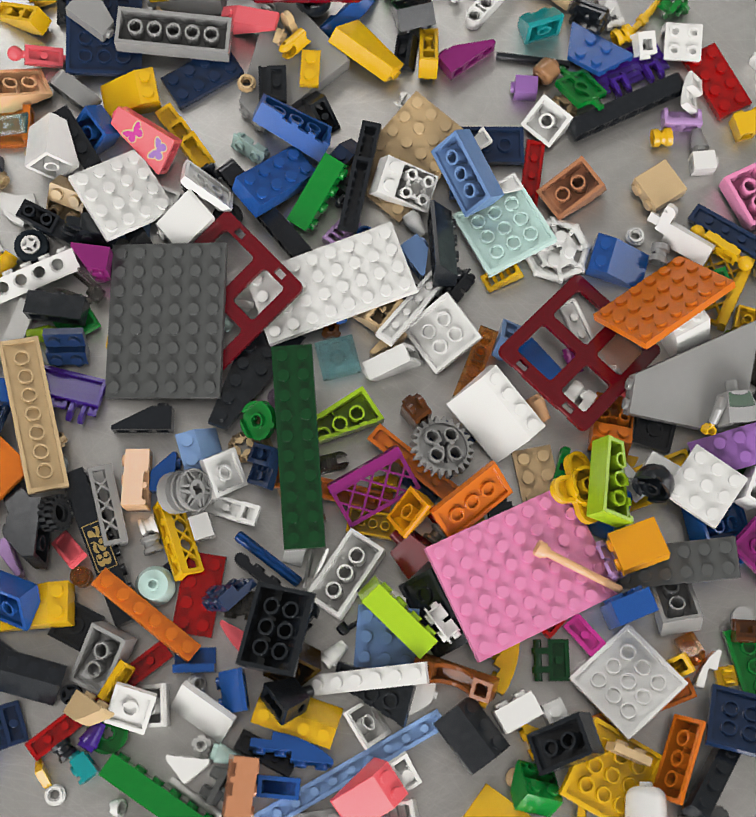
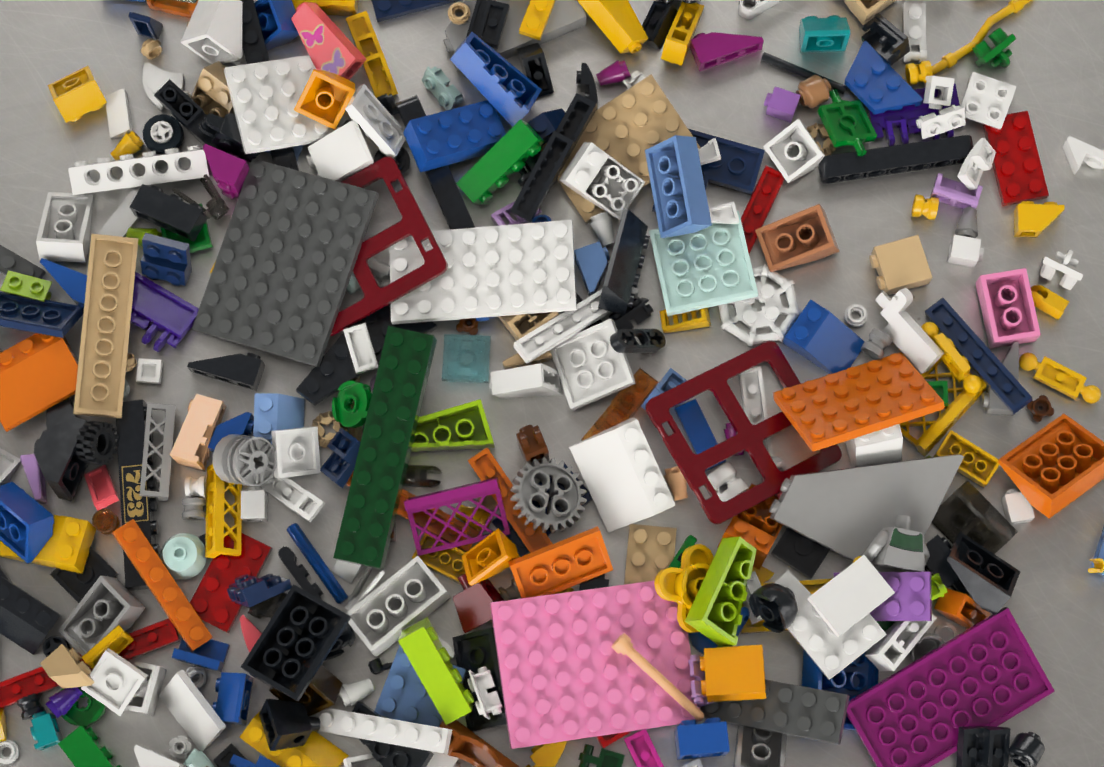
camera: 25 degrees right, 0 degrees up
(79, 442) = (149, 371): none -> white plate
(159, 178) = (325, 97): none -> light orange slope
(251, 373) = (361, 348): none -> white tile
(365, 111) = (587, 83): none -> black slope
(384, 99) = (614, 73): none -> magenta cone
(473, 303) = (631, 346): none -> black beam
(656, 66) = (946, 120): none -> white hinge
(712, 456) = (850, 595): none -> white tile

